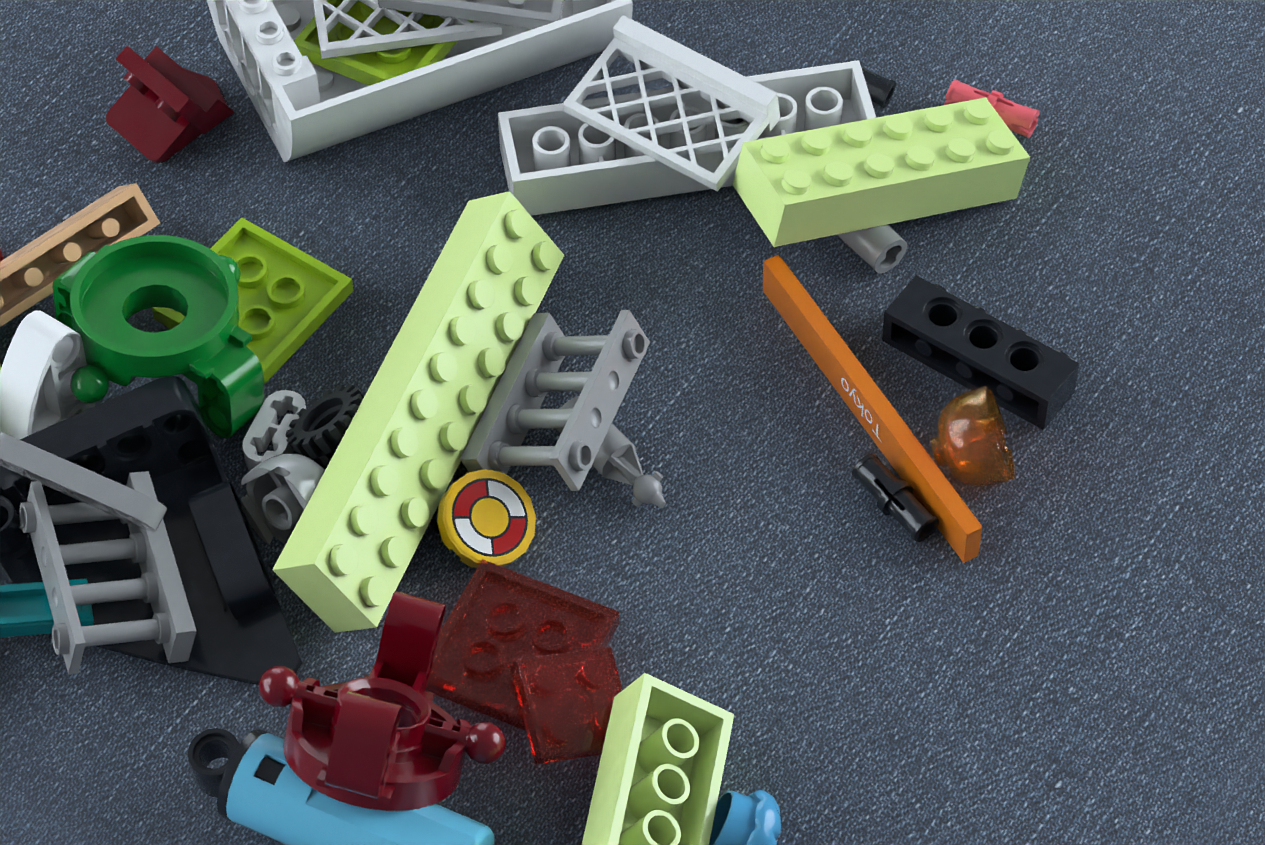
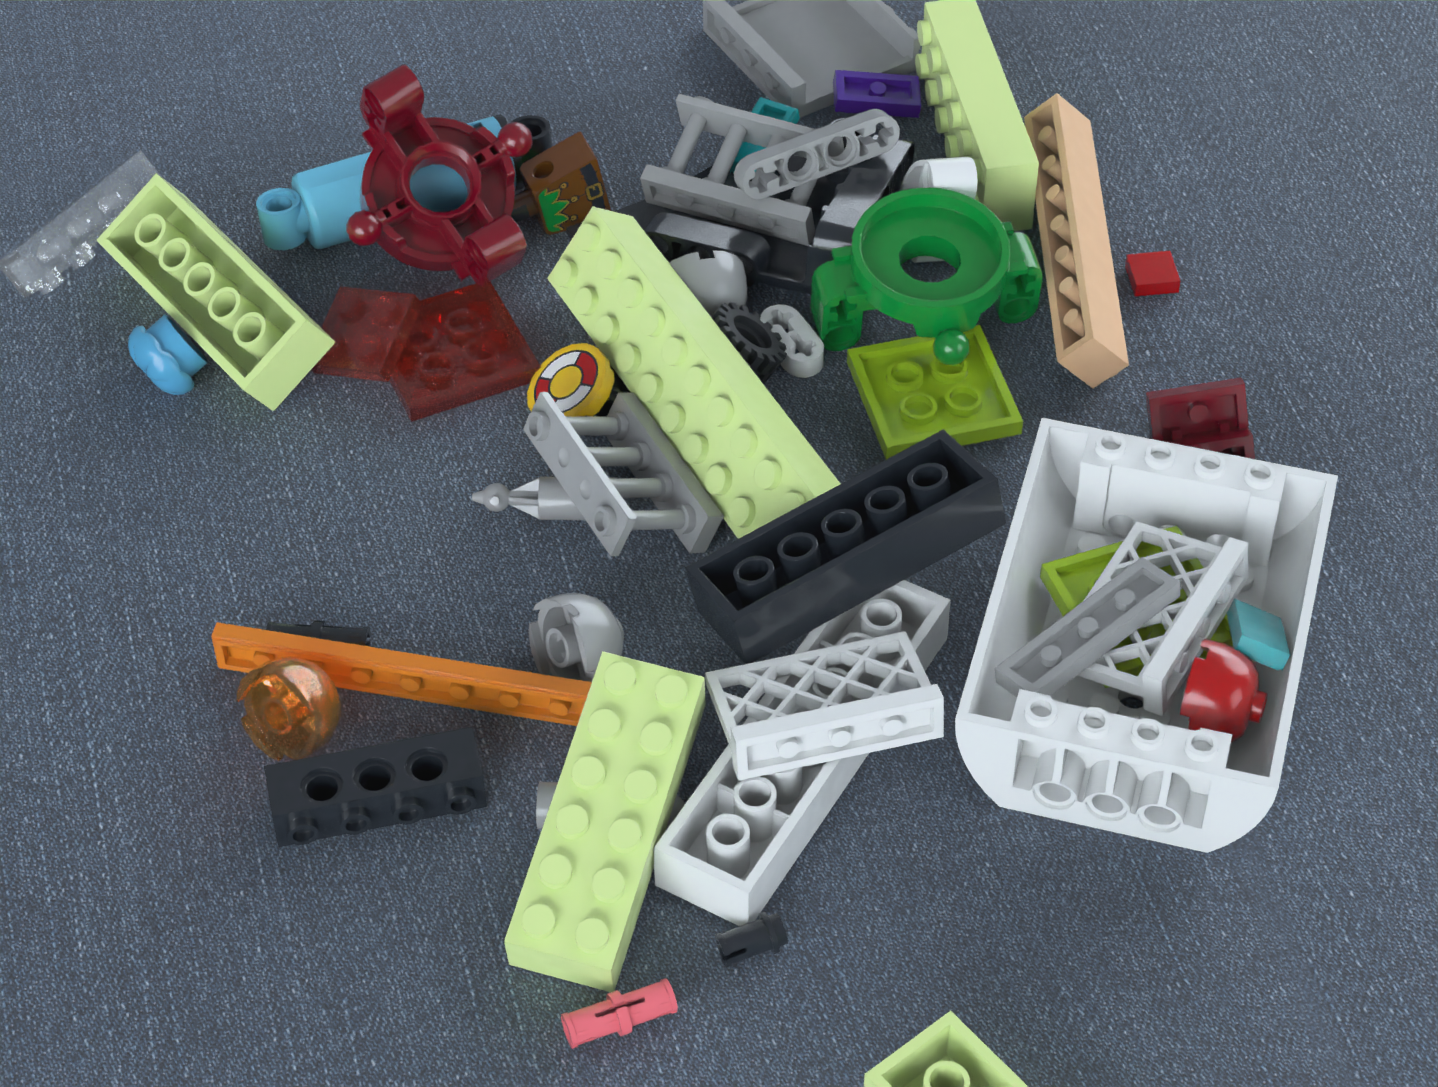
camera: 130 degrees right, 5 degrees down
(232, 695) = (561, 186): none -> reddish brown torso
(548, 159) = (846, 546): none -> black brick
(740, 318) = (572, 635): none -> light grey cylinder

